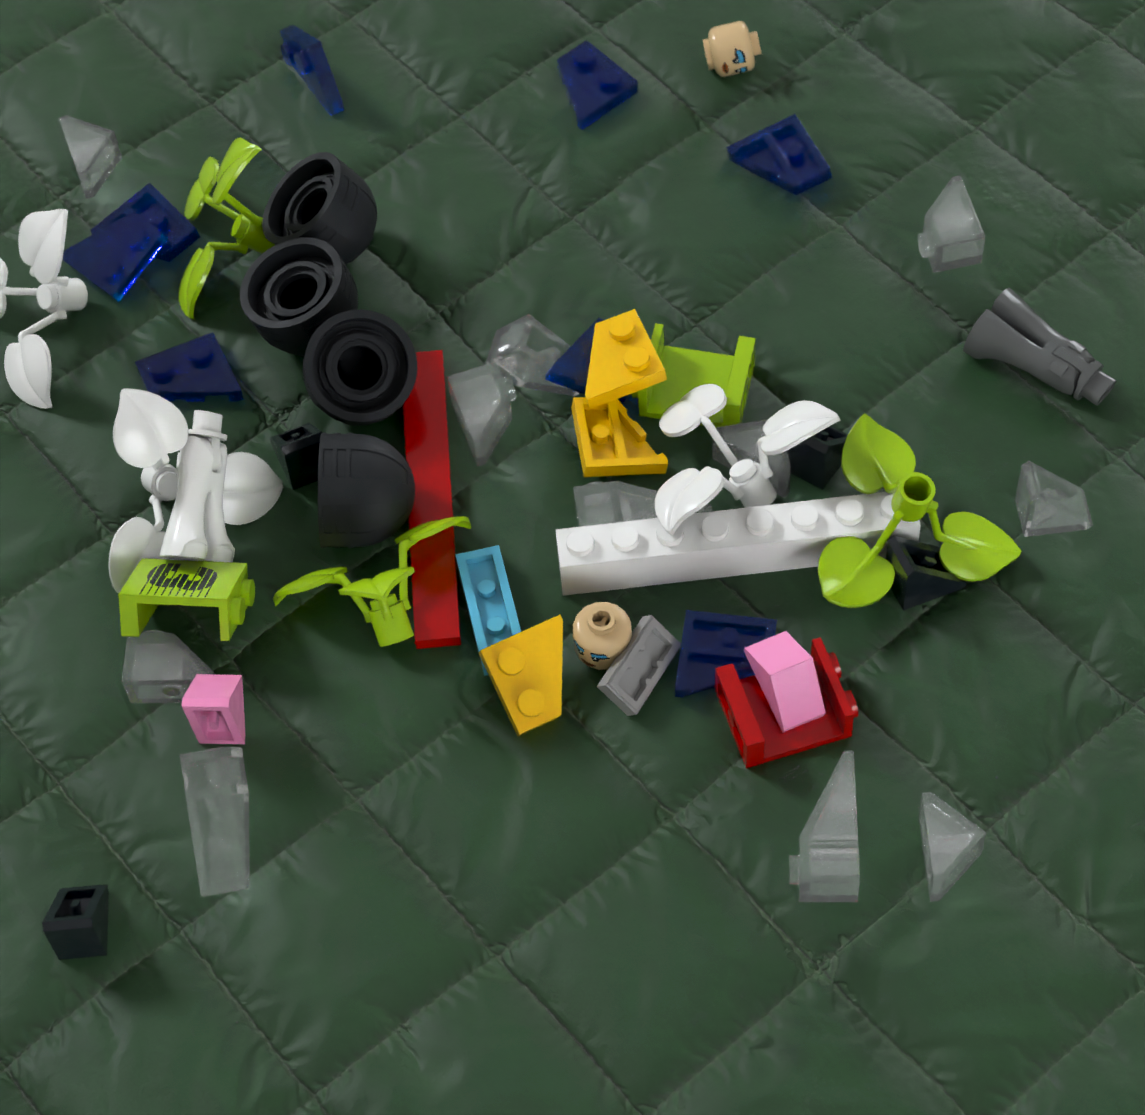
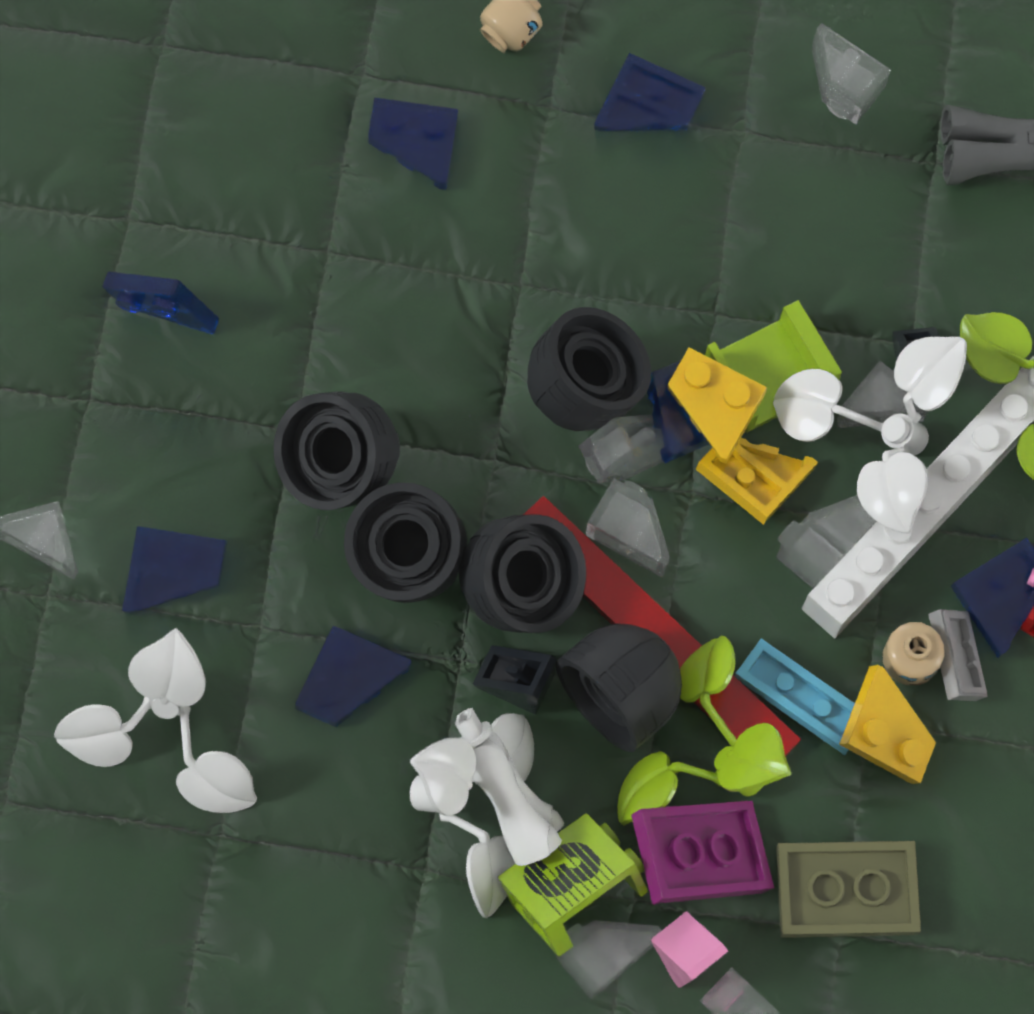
camera: 50 degrees left, 15 degrees up
(116, 254) = (178, 602): clear blue wing -> none
(246, 227) = (267, 476): lime plant -> none
(298, 647) = (702, 851): none -> magenta plate
(387, 765) = (848, 889): none -> olive plate
(545, 271) = (587, 369): none -> black piece

